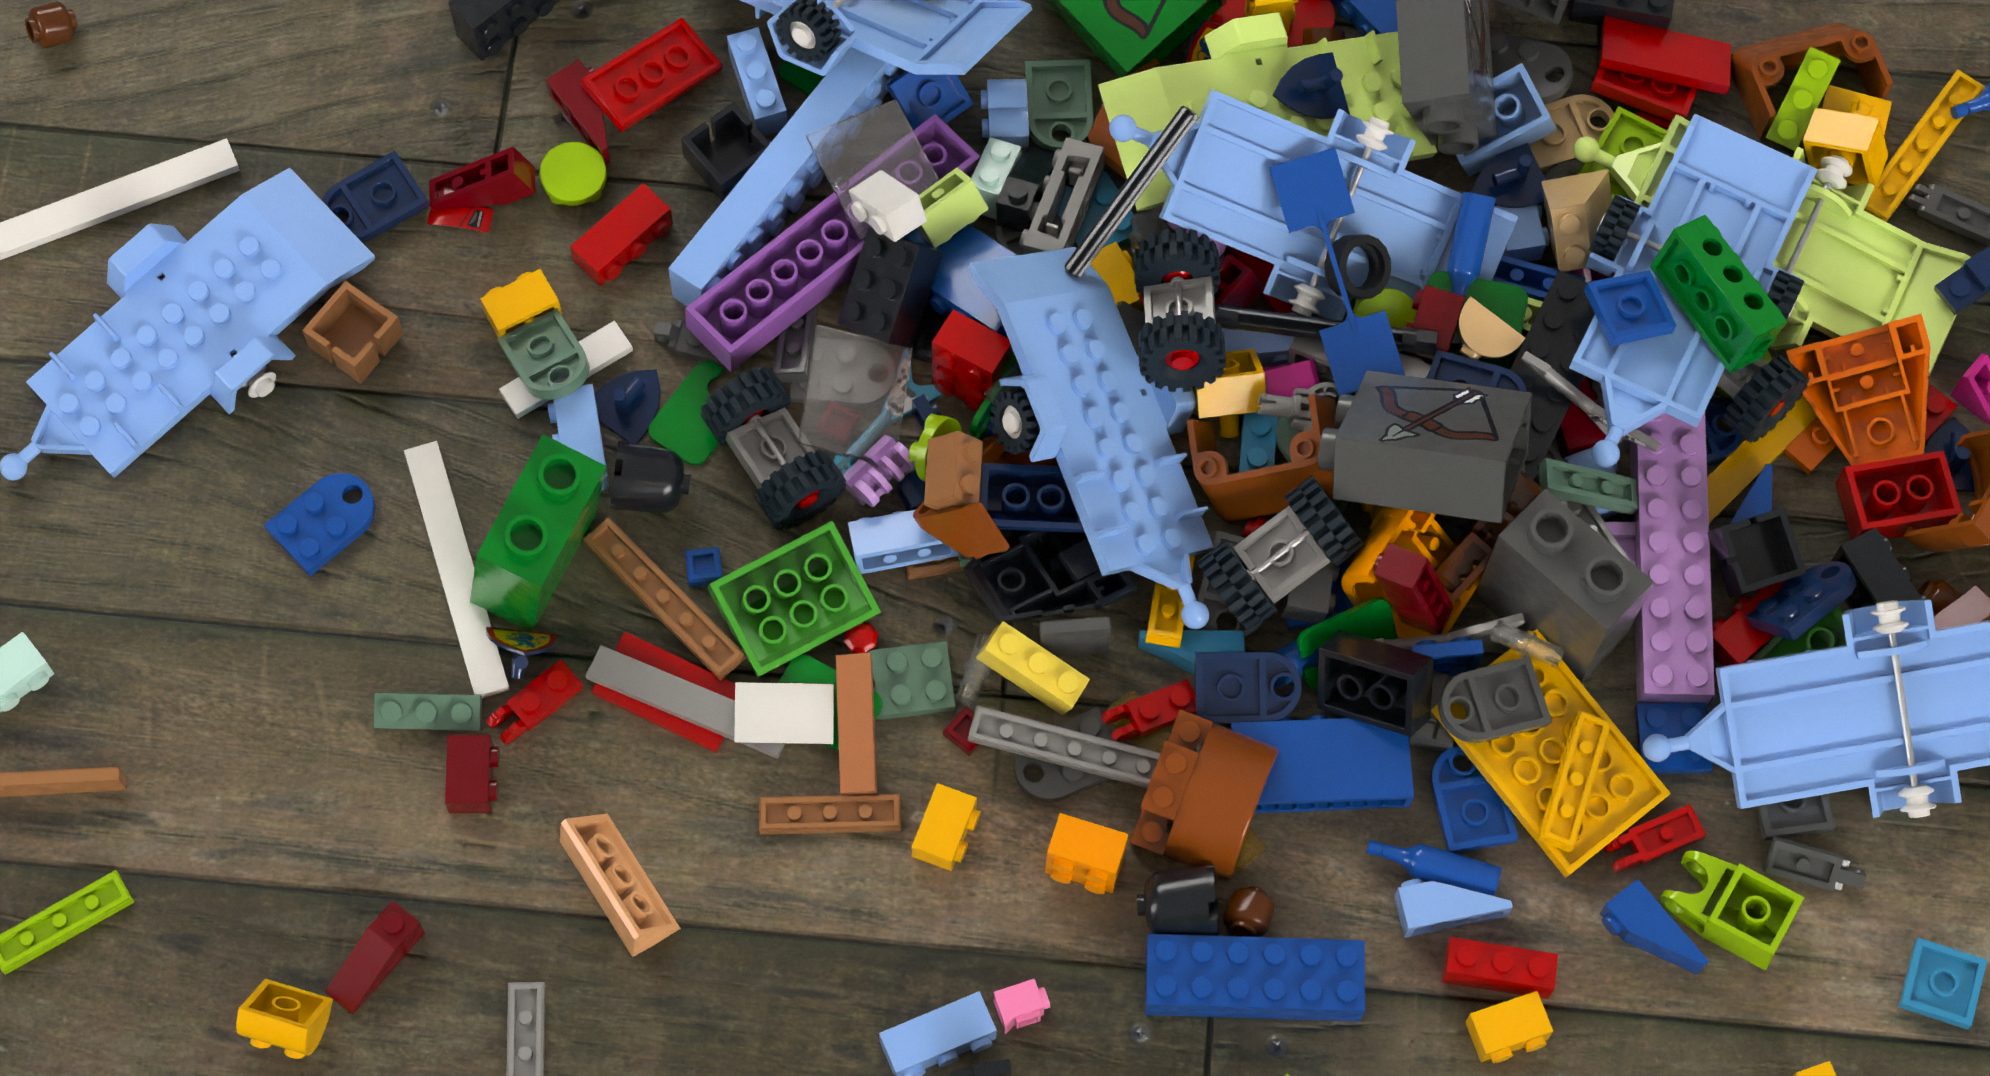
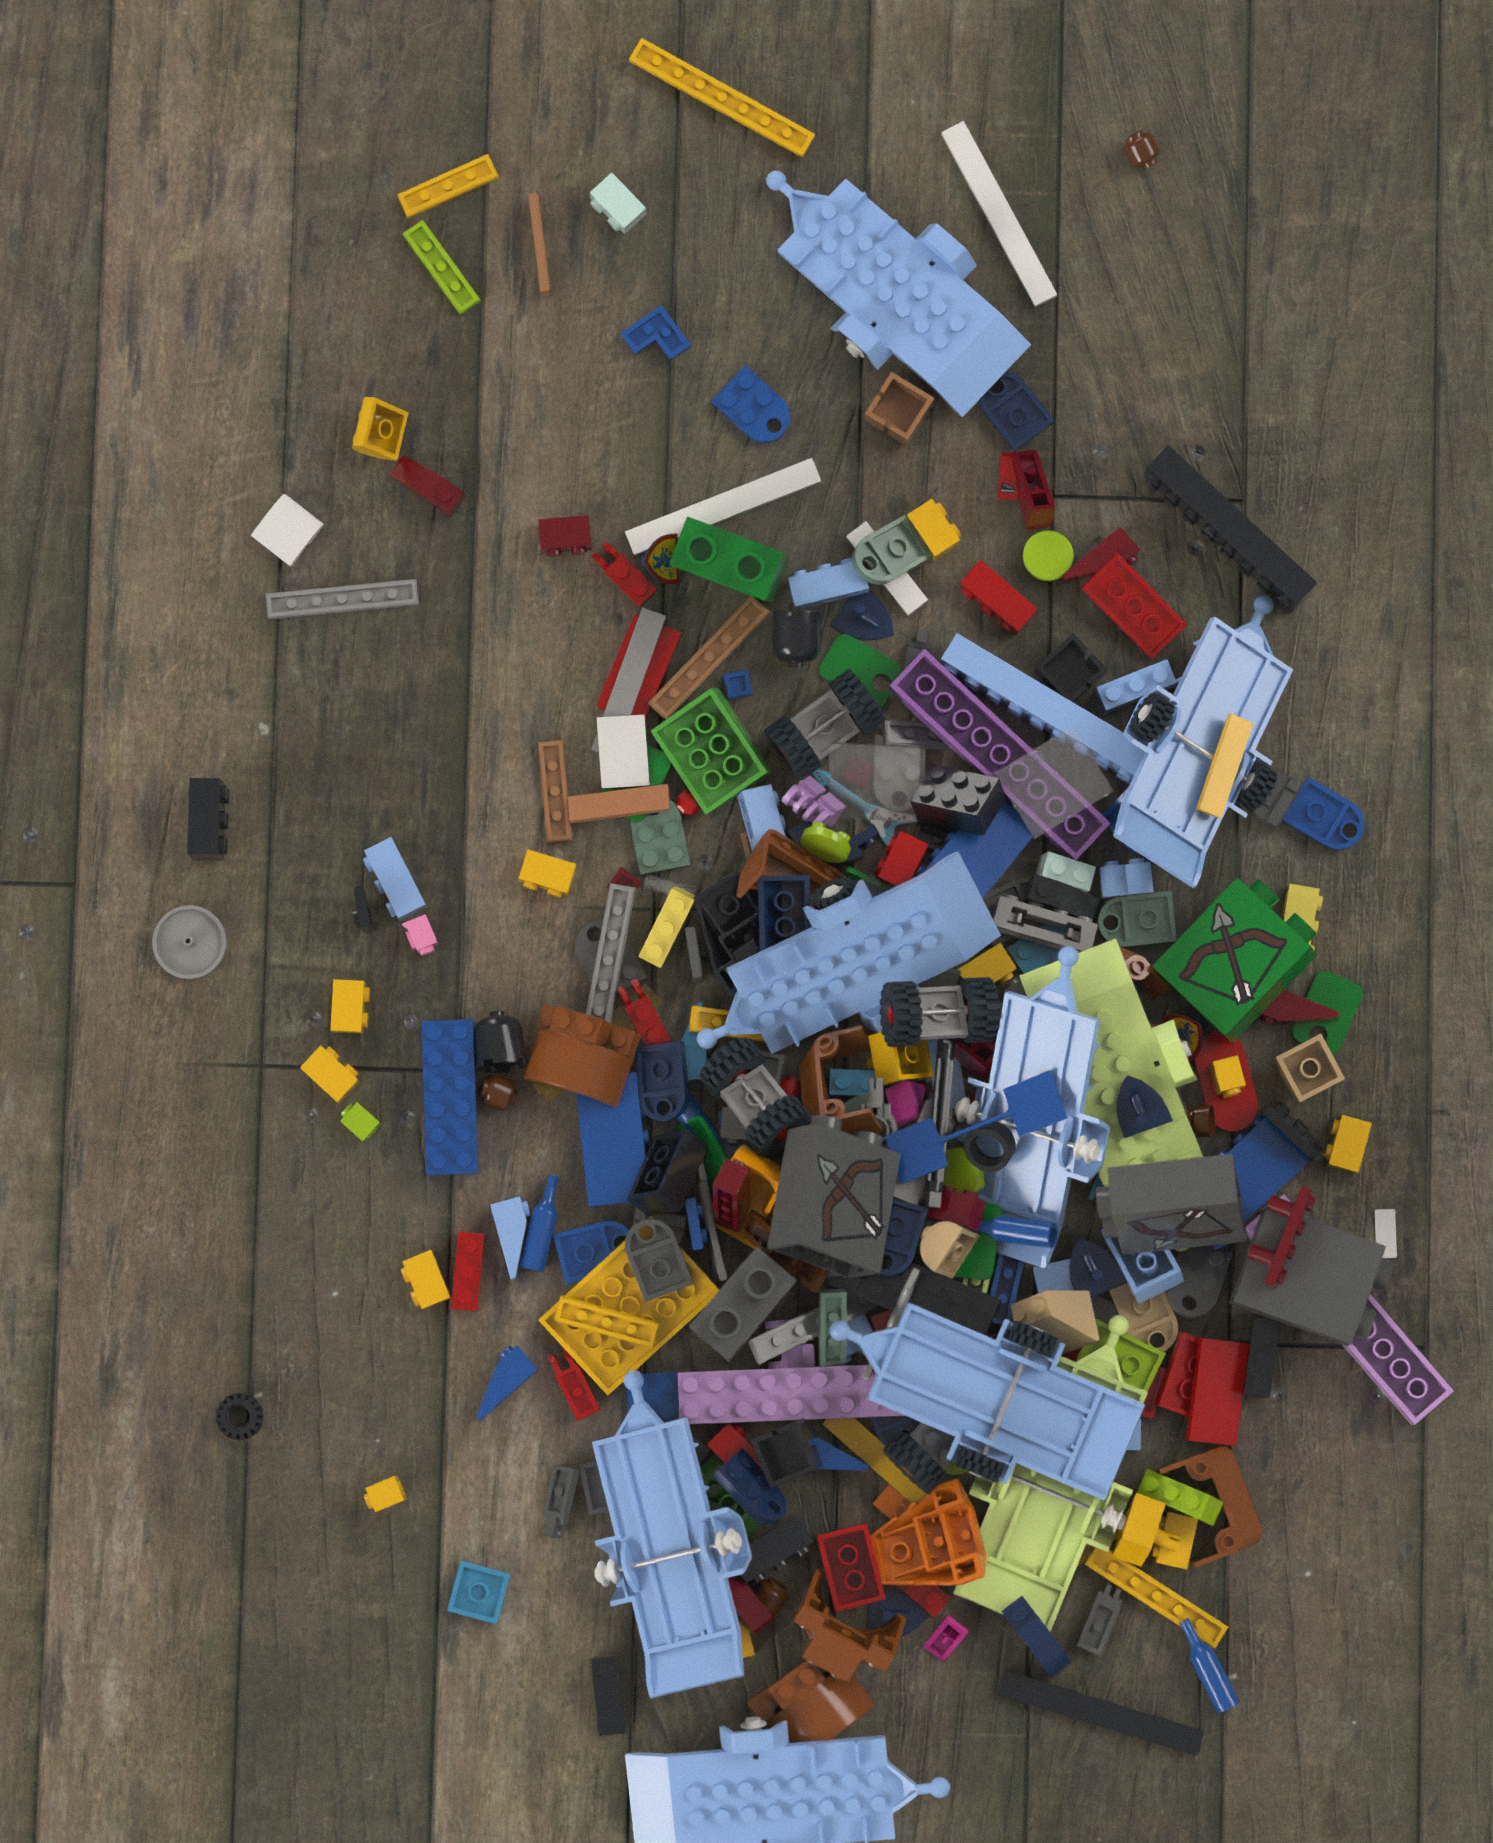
camera: 90 degrees right, 15 degrees up
(195, 632) = (656, 328): none -> blue plate
(427, 711) = (611, 499): sand green plate -> none
(617, 881) = (494, 648): light nougat slope -> none
(887, 206) = (1011, 789): white brick -> none
(950, 207) = (1022, 835): yellowish green brick -> none
(953, 471) = (794, 854): medium nougat slope -> none
(1085, 854) = (529, 973): light orange brick -> none
(1131, 191) = (1023, 967): axle -> none
(1527, 644) = (704, 1283): clear pin -> none
(1630, 308) = (956, 1346): blue plate -> none
(1717, 293) = (956, 1410): green brick -> none
(1725, 907) = (525, 1432): lime brick -> none

